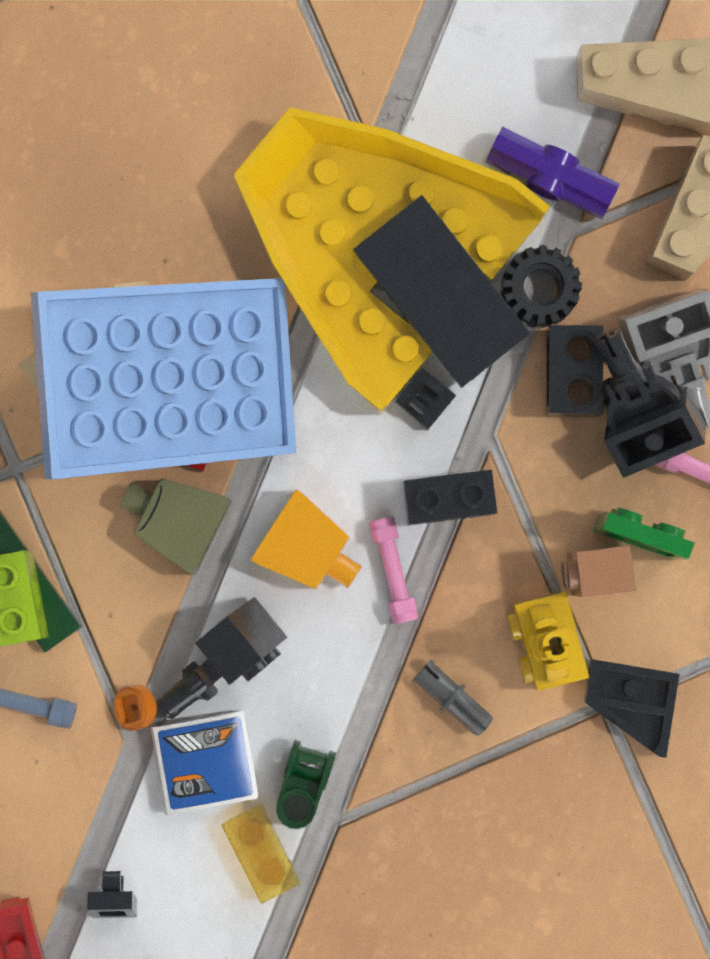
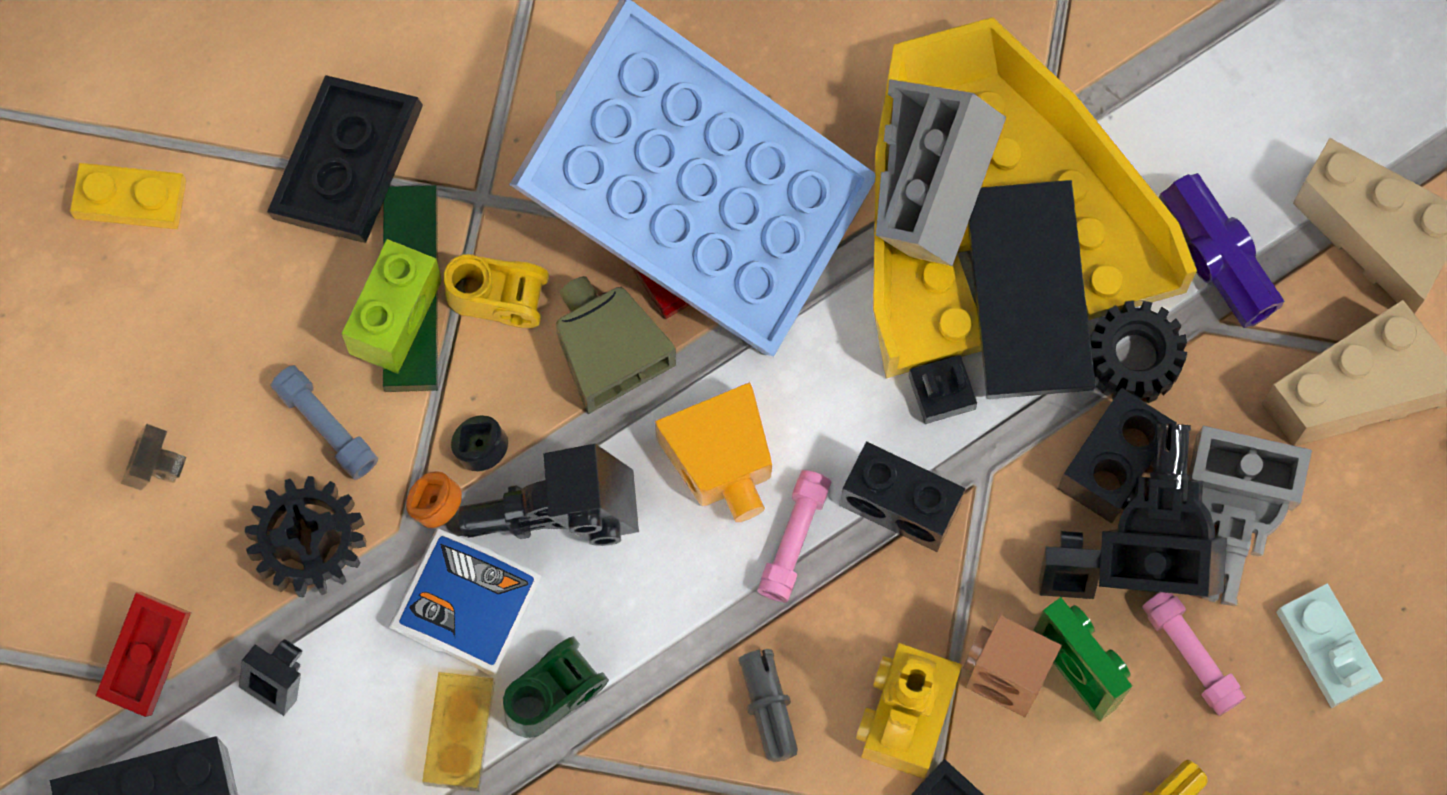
camera: 30 degrees right, 15 degrees down
(49, 780) = (285, 540): none -> black gear
(77, 531) = (499, 290): none -> yellow piece
(138, 648) = (479, 443): none -> black tile
(325, 254) = (935, 168): none -> light grey wedge
(592, 472) = (1070, 568): none -> black tile

